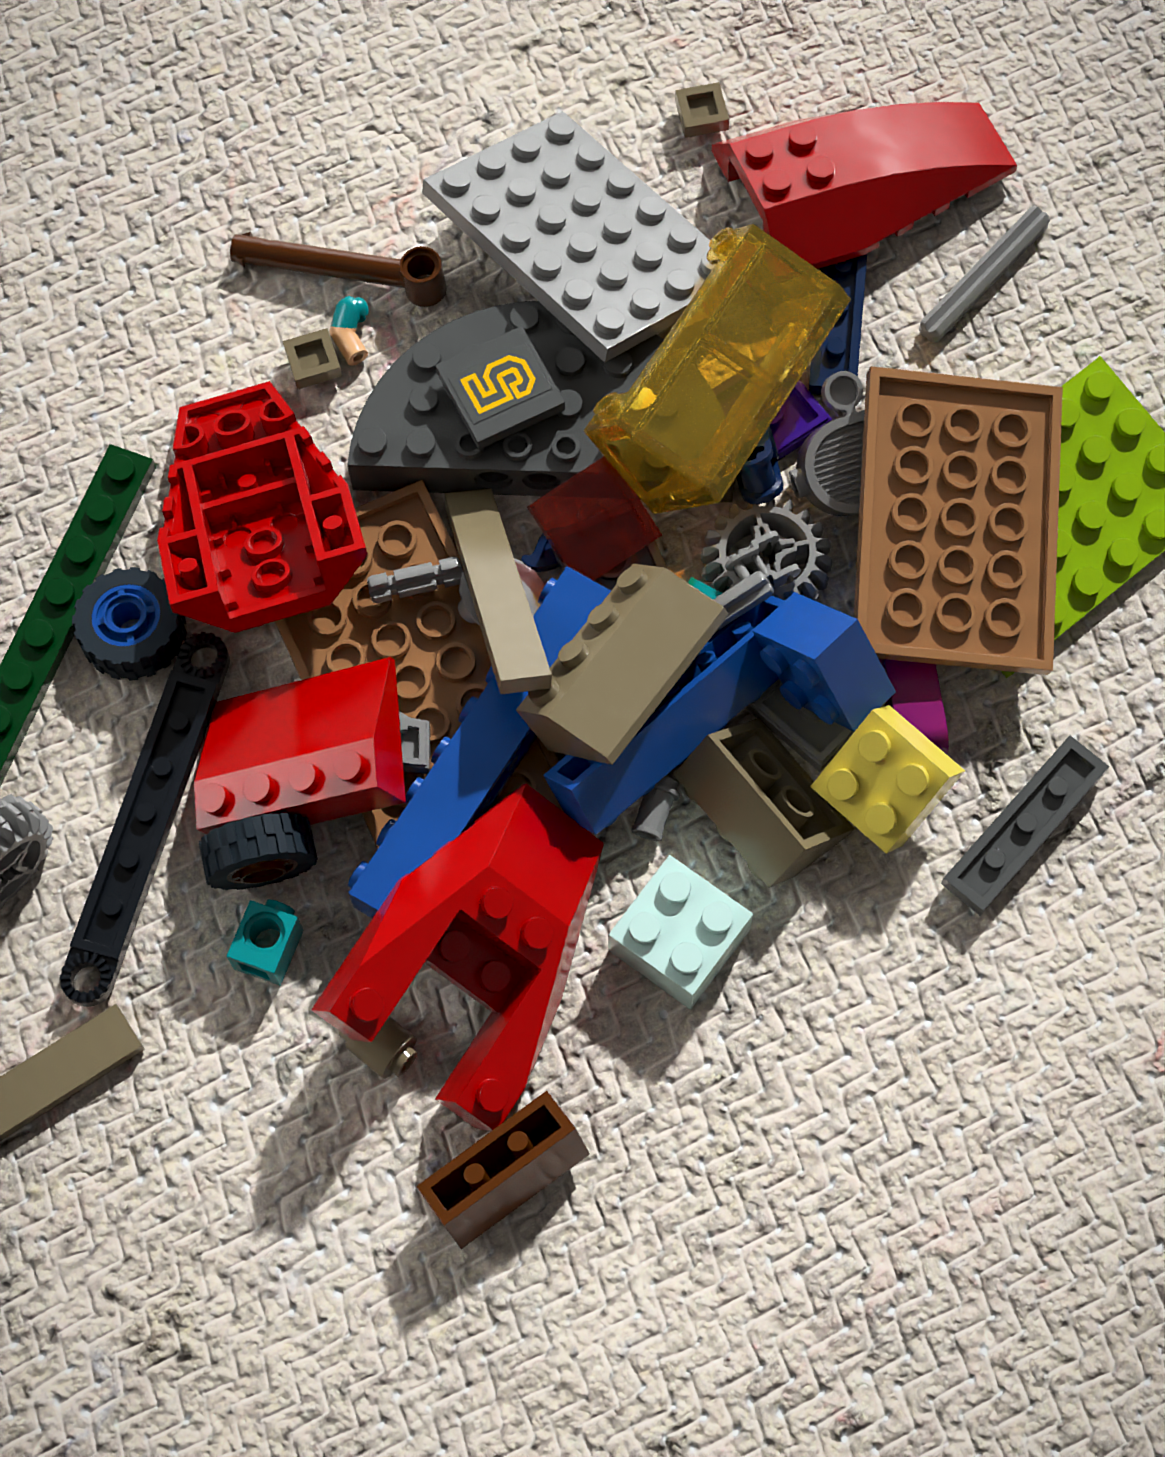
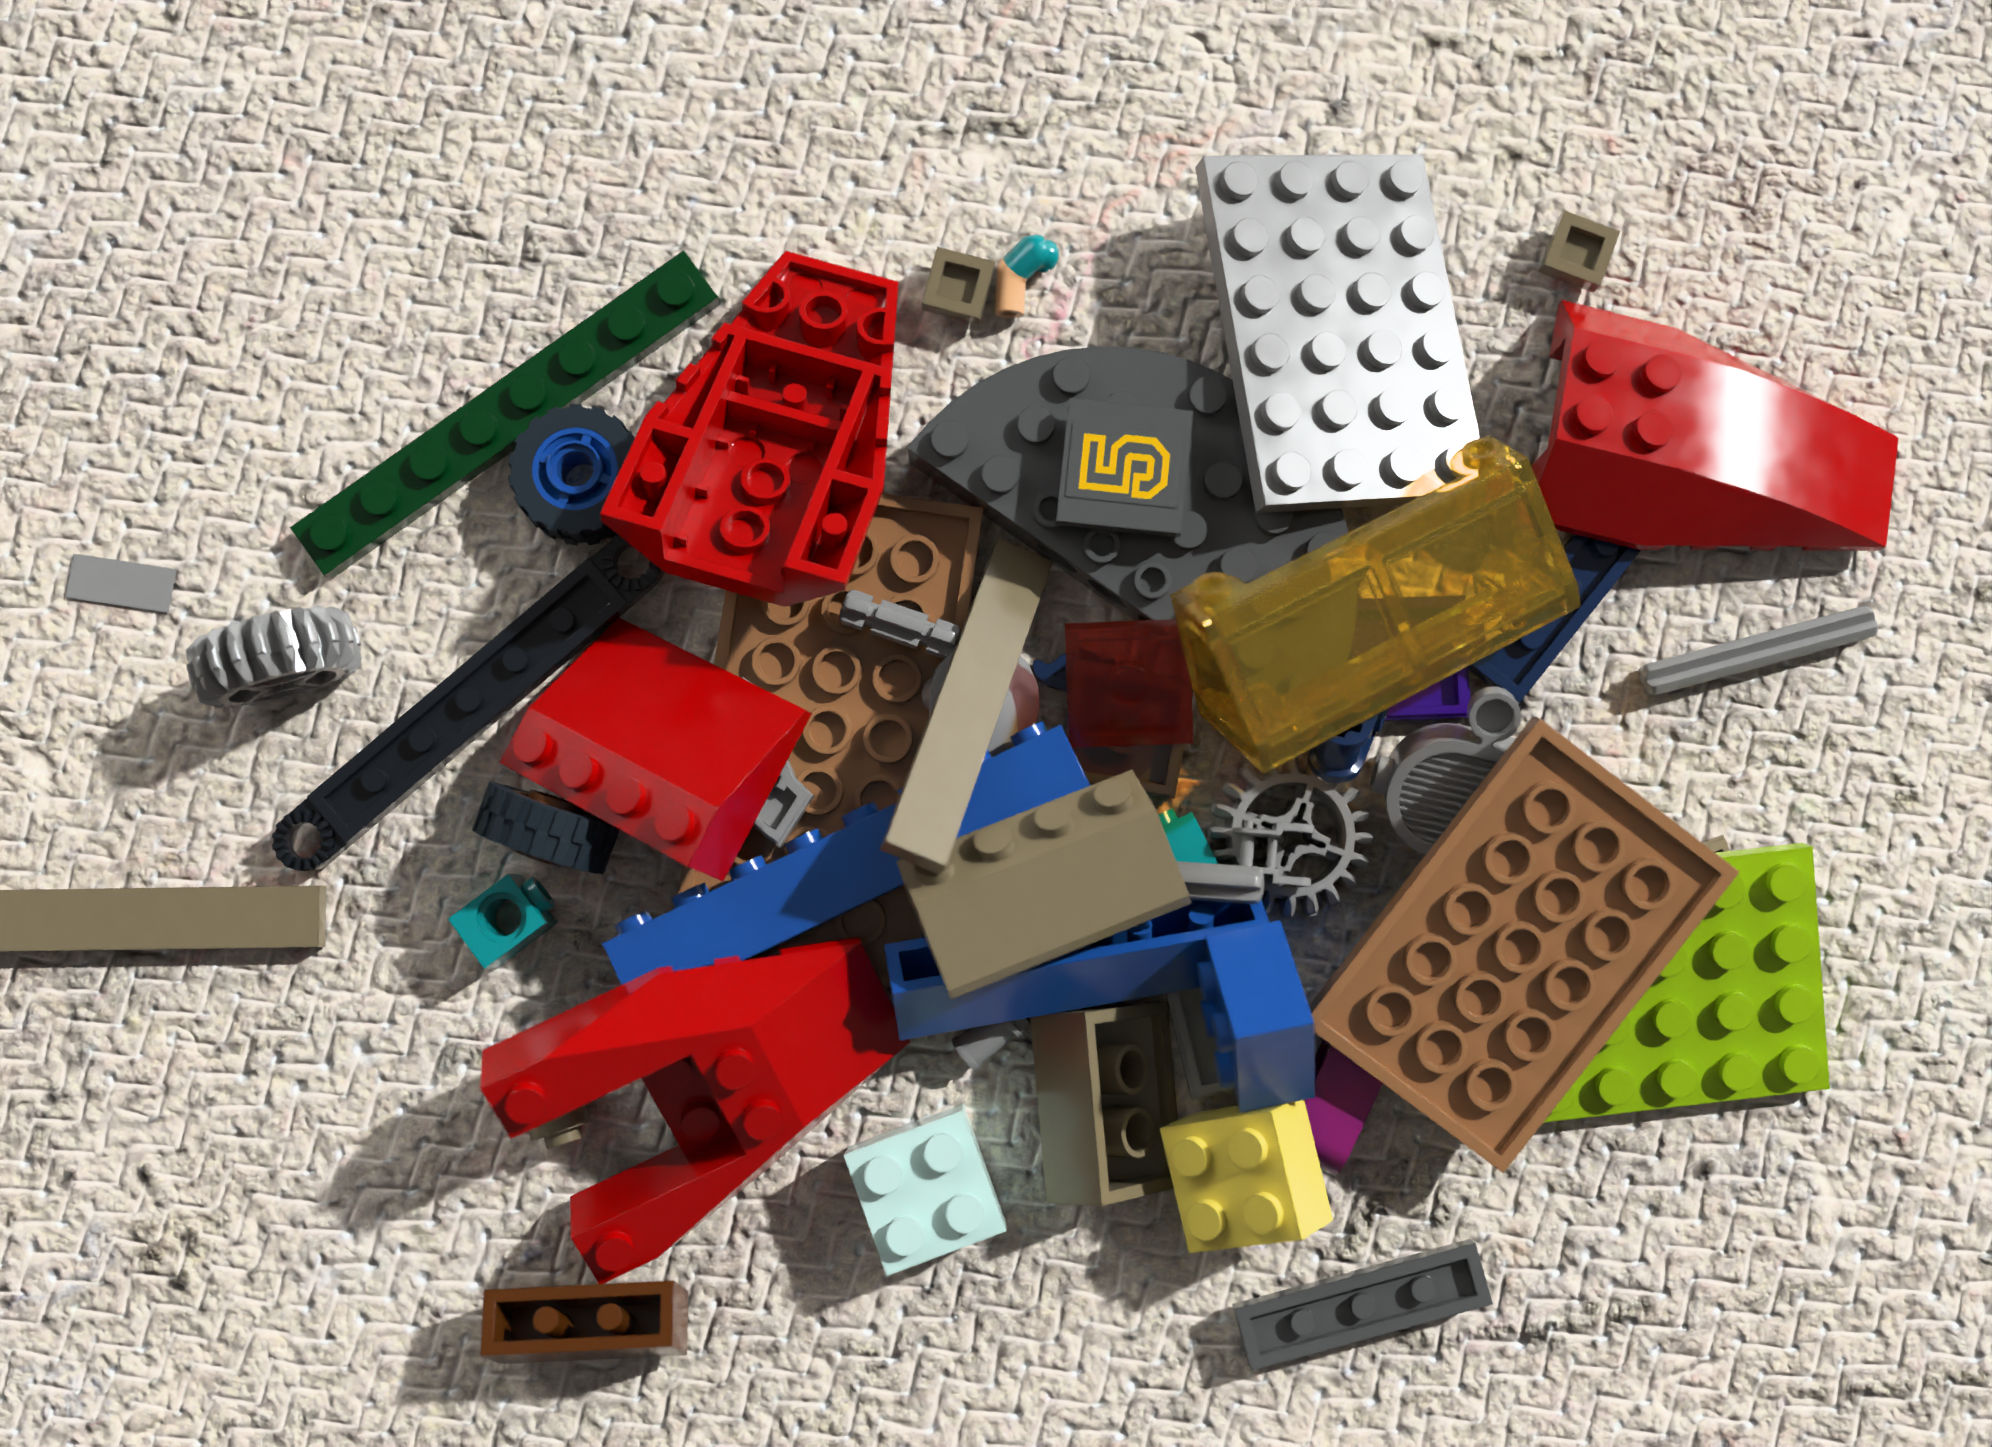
camera: 30 degrees right, 15 degrees up
(349, 265) = (1062, 193): reddish brown piece -> none

